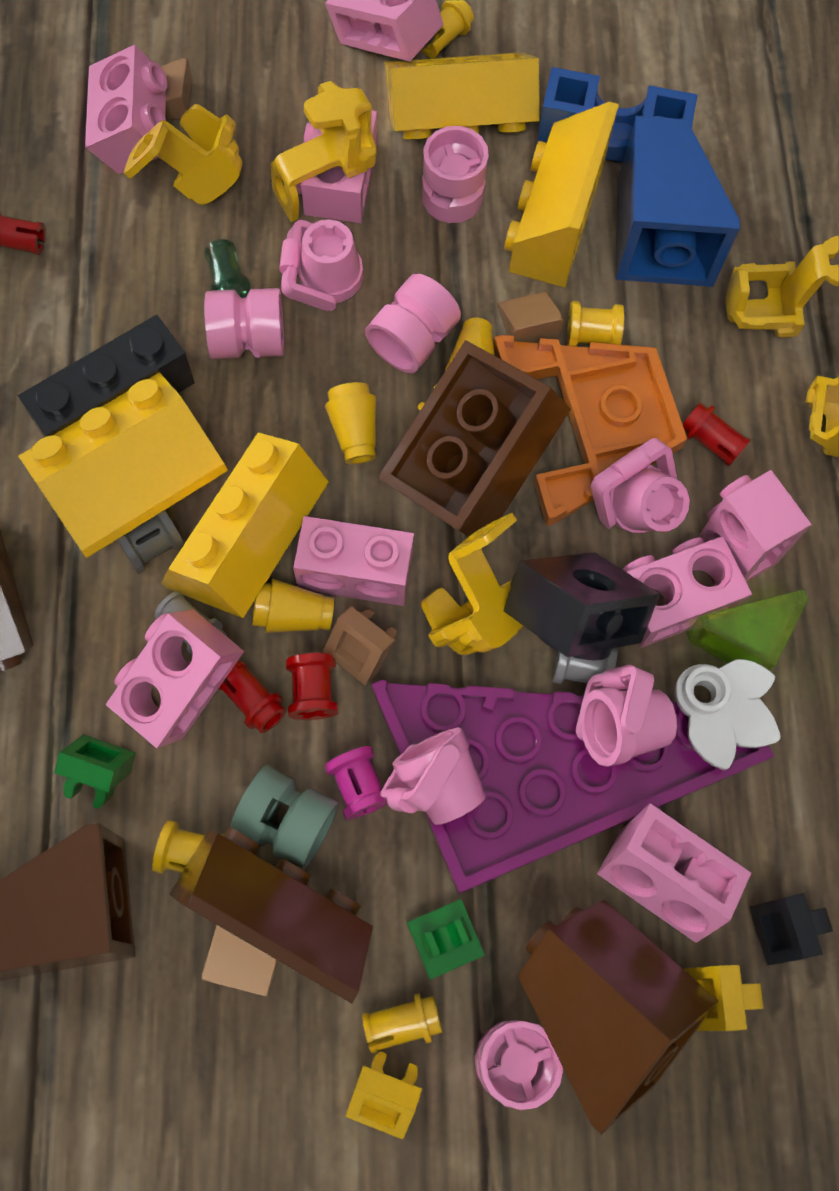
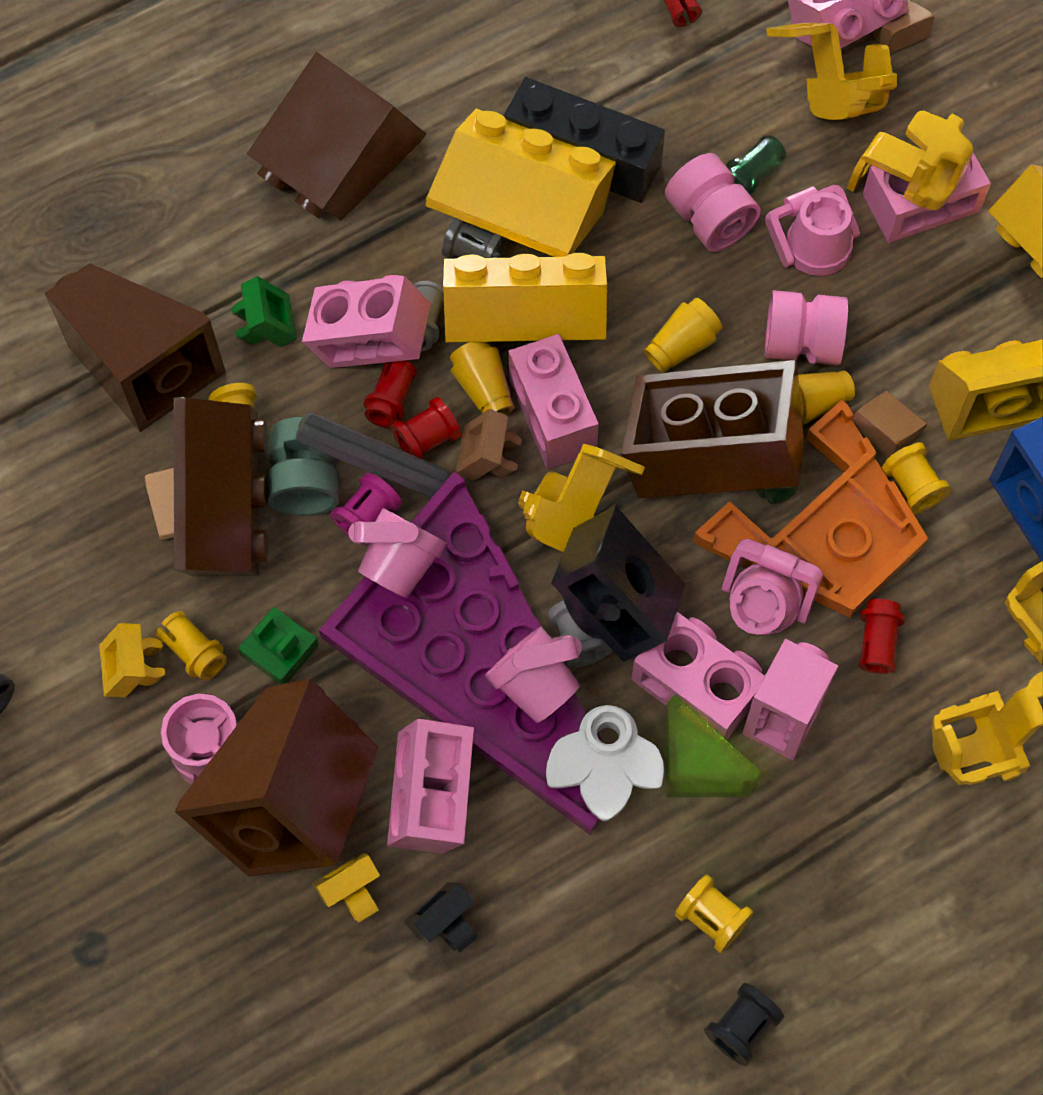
camera: 65 degrees right, 5 degrees down
(316, 749) = (370, 454): none -> dark grey axle
(454, 174) = (979, 280): bright pink wheel -> none

